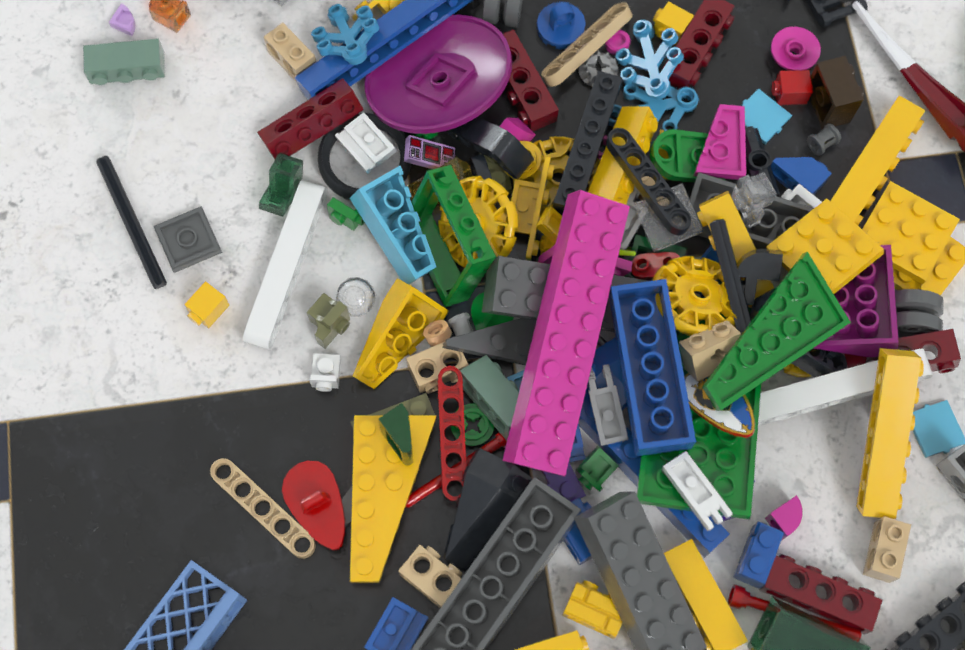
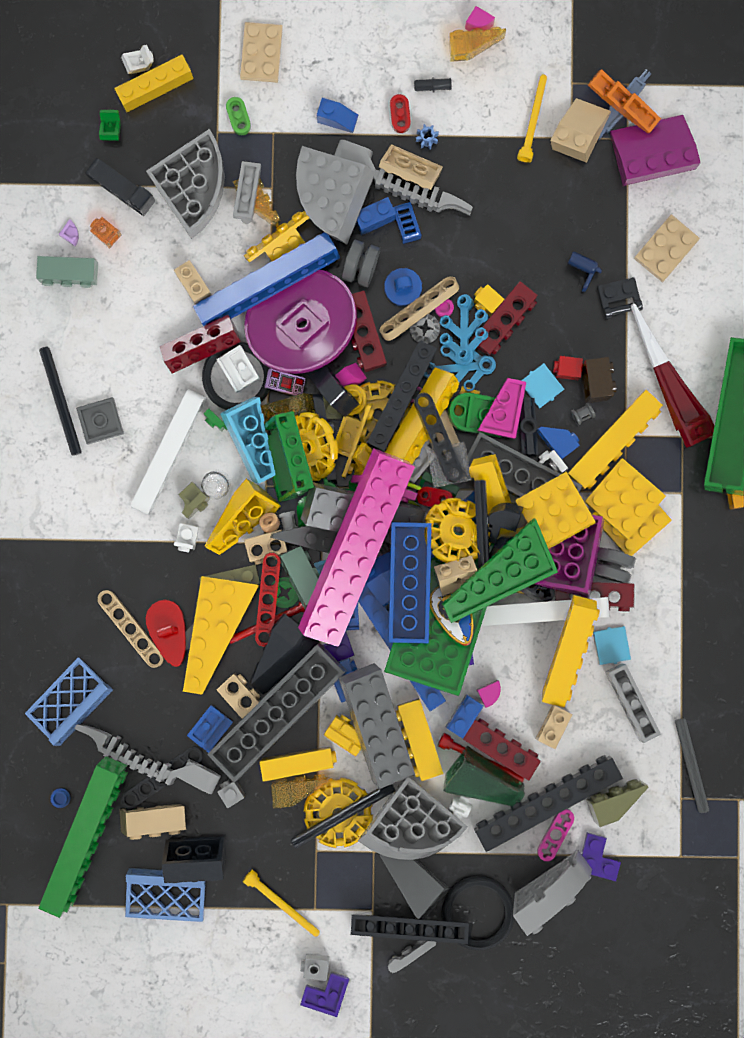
camera: 10 degrees right, 15 degrees up
(206, 305) = (107, 476): yellow brick -> none
(283, 182) = (173, 392): clear green brick -> none
(354, 51) = (239, 296): dark azure plant -> none
(396, 430) = (228, 600): dark green tile -> none
(596, 469) = (364, 639): green bracket -> none
(607, 409) = (376, 603): light grey hinge -> none
(696, 490) = (424, 672): white hinge -> none
(753, 195) = (512, 460): clear brick -> none
(798, 41) = (583, 328): dark pink dish -> none

